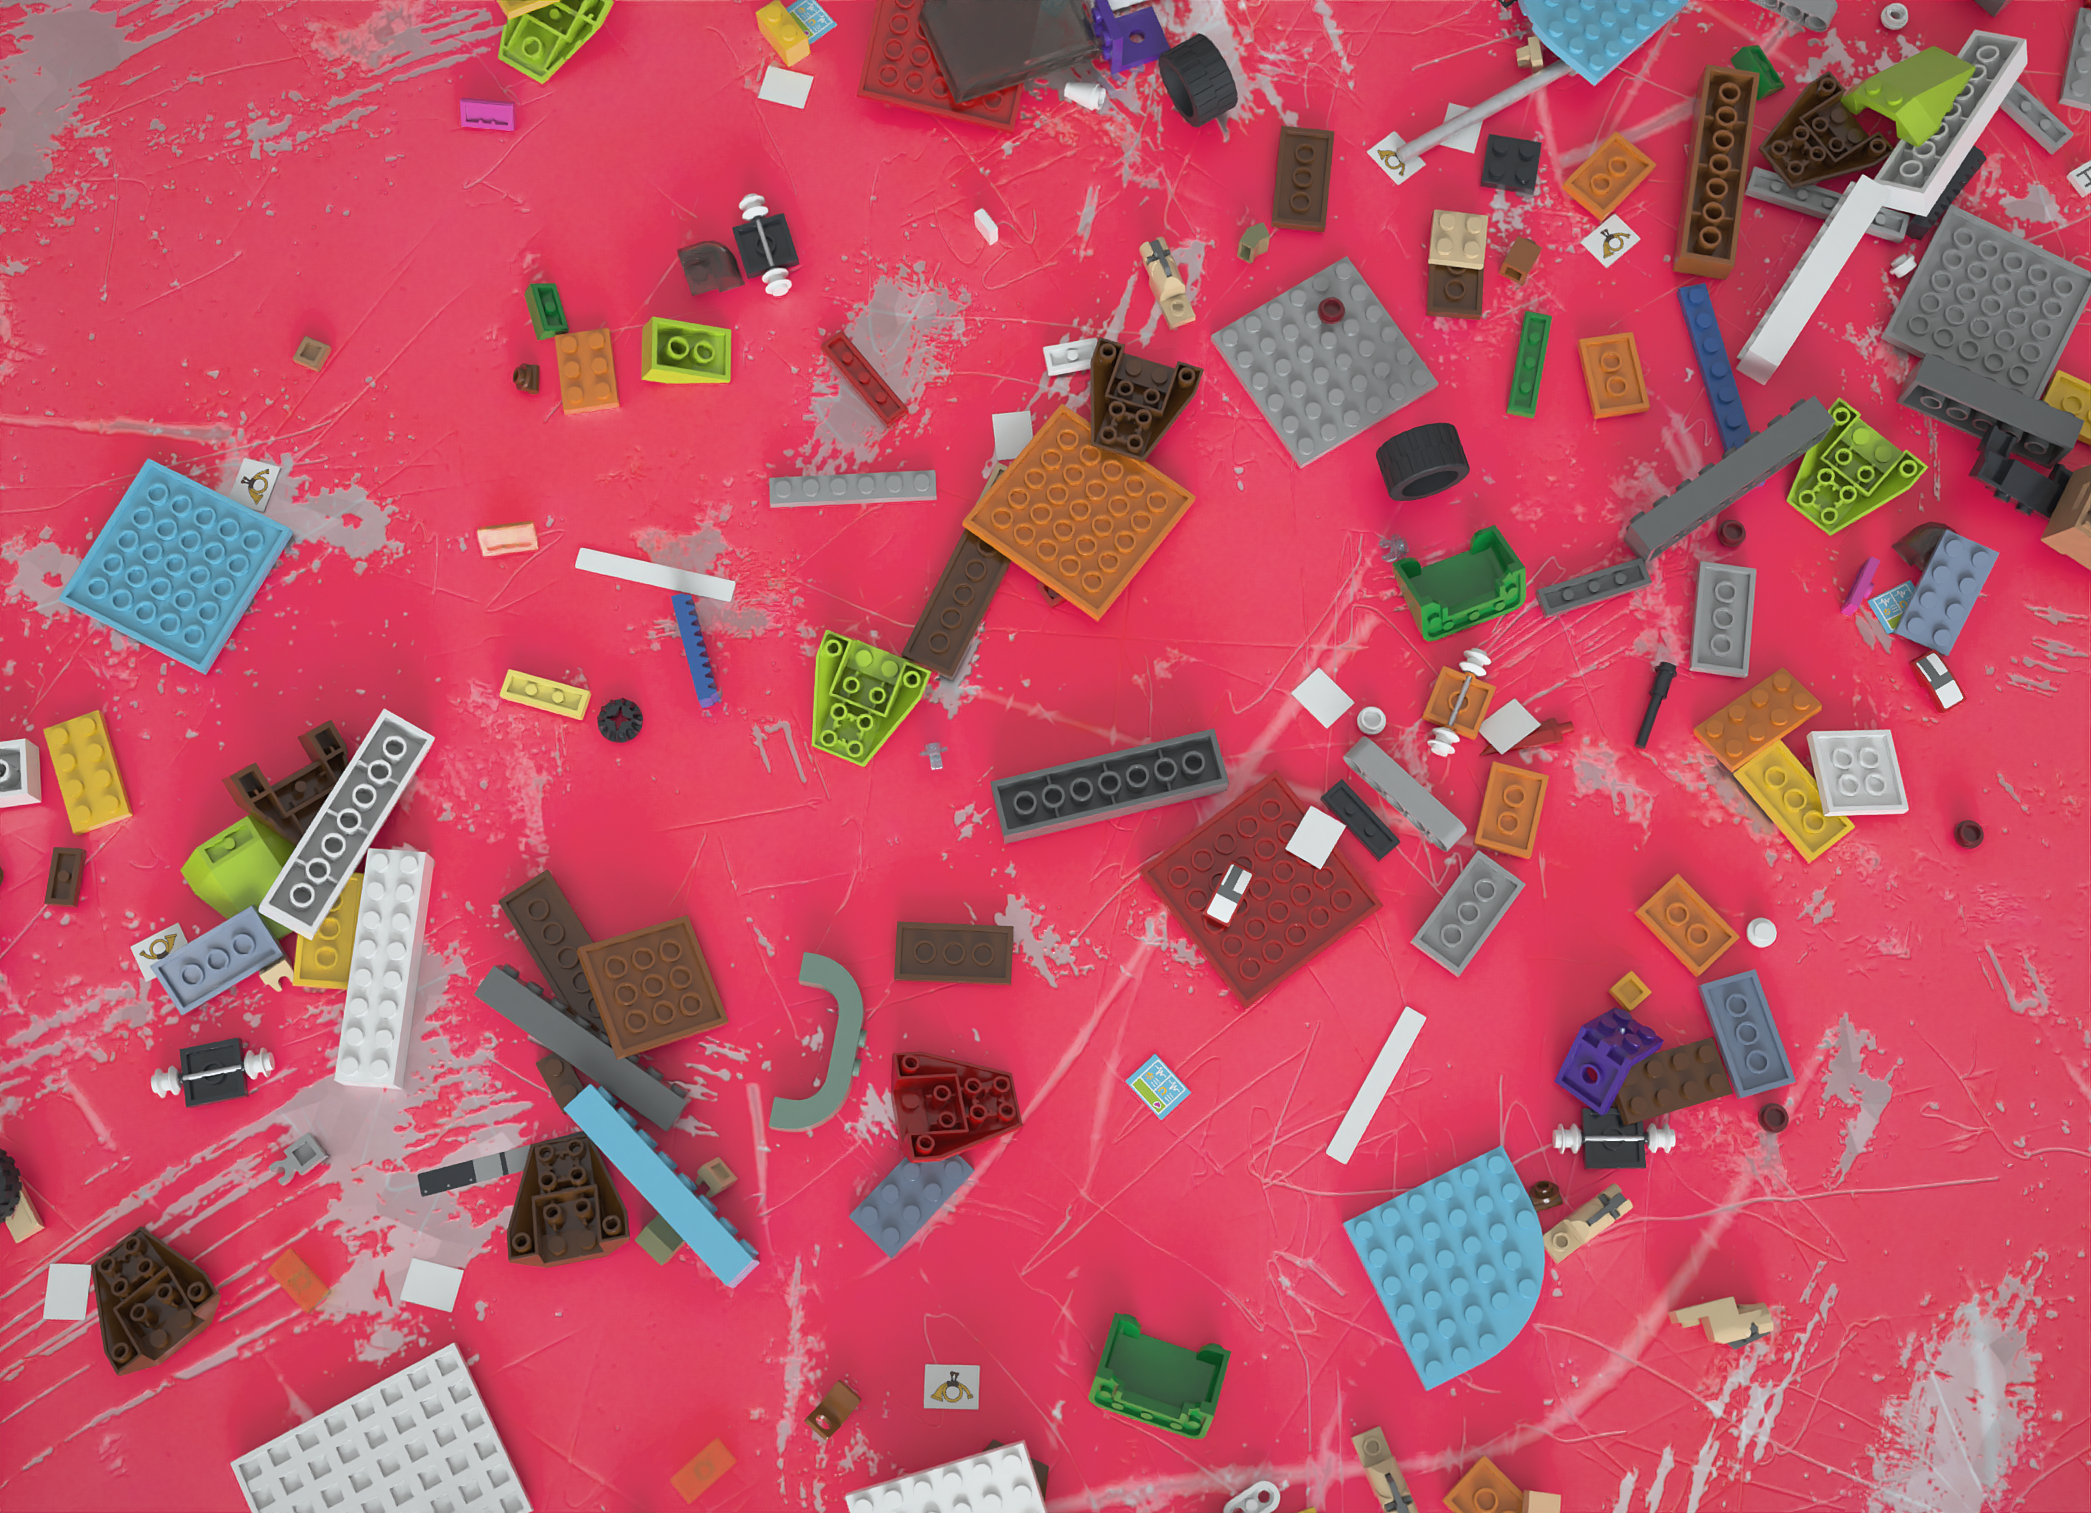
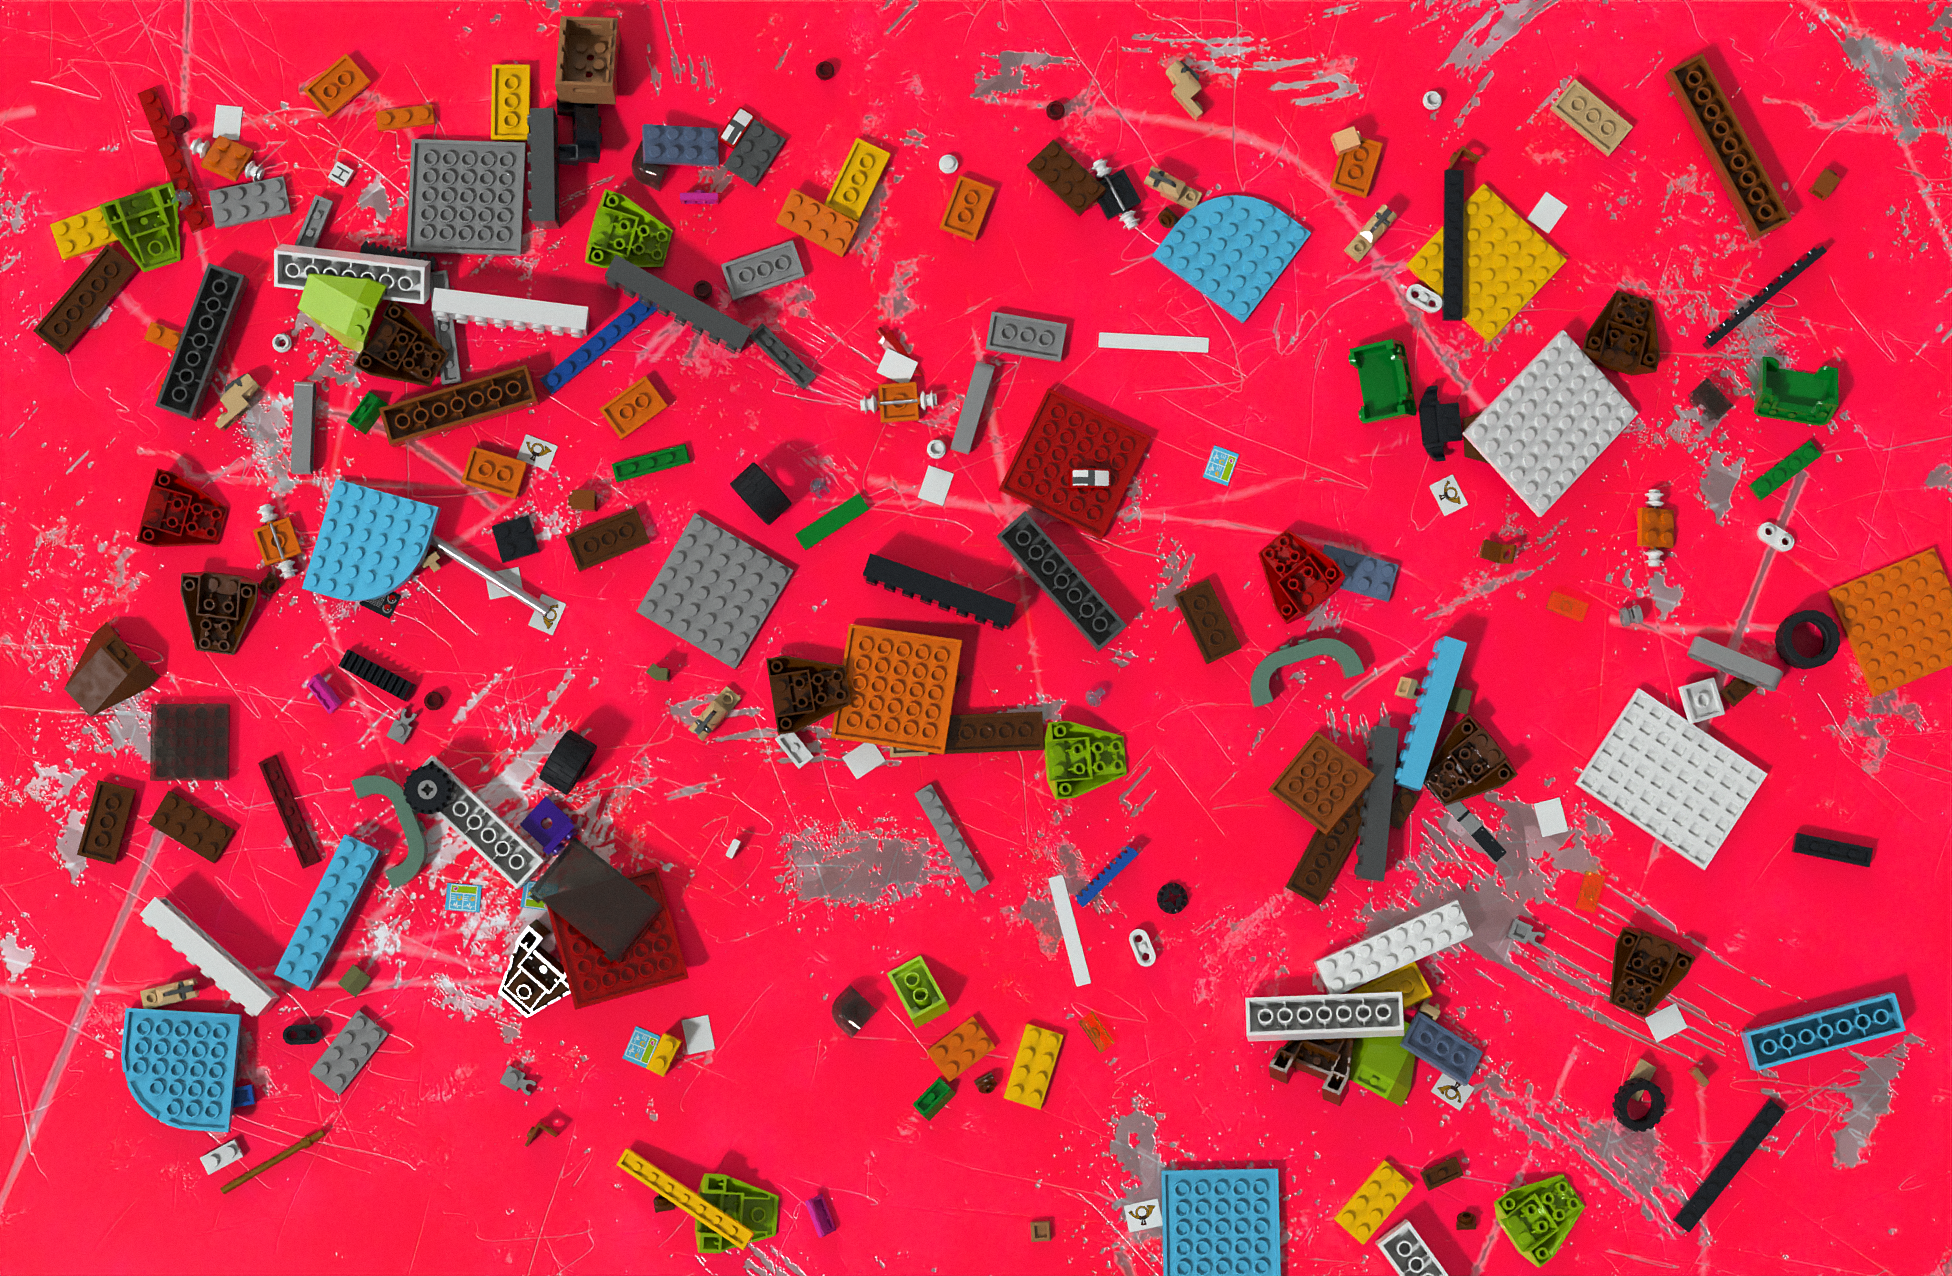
camera: 120 degrees left, 10 degrees up
(213, 1073) = (1504, 1013): black plate -> none
(514, 445) = (1033, 1066): none -> yellow plate
(545, 694) = (1181, 951): light yellow plate -> none
(580, 649) = (1142, 947): none -> white plate
(765, 245) = (818, 983): black plate -> none
(864, 379) = (875, 871): red tile -> none
(1059, 1426) = (1438, 424): none -> black plate
(1086, 94) = (606, 834): white cone -> none
(1177, 622) = (938, 591): none -> black brick
(1302, 179) = (595, 665): reddish brown plate -> none
(1315, 837) = (1027, 446): white sticker -> none
(1331, 310) = (683, 600): dark red plate -> none
(1340, 544) = (832, 522): none -> green tile
(1360, 820) = (1001, 426): black tile -> none
(1458, 239) = (591, 545): tan plate -> none
(1464, 587) = (823, 435): green windscreen -> none
(1511, 810) = (949, 341): orange plate -> none
(1609, 1047) = (1071, 218): dark purple bracket -> none
(1629, 991) = (1024, 223): light orange plate -> none
(1664, 674) = (829, 288): black pin -> none
(1746, 1034) = (1014, 146): sand blue plate -> none
(1857, 772) = (822, 150): white plate -> none
(1891, 604) = (699, 175): medium azure sticker -> none
(1891, 687) = (754, 153): none -> dark grey plate
(1902, 265) = (464, 262): white plate -> none

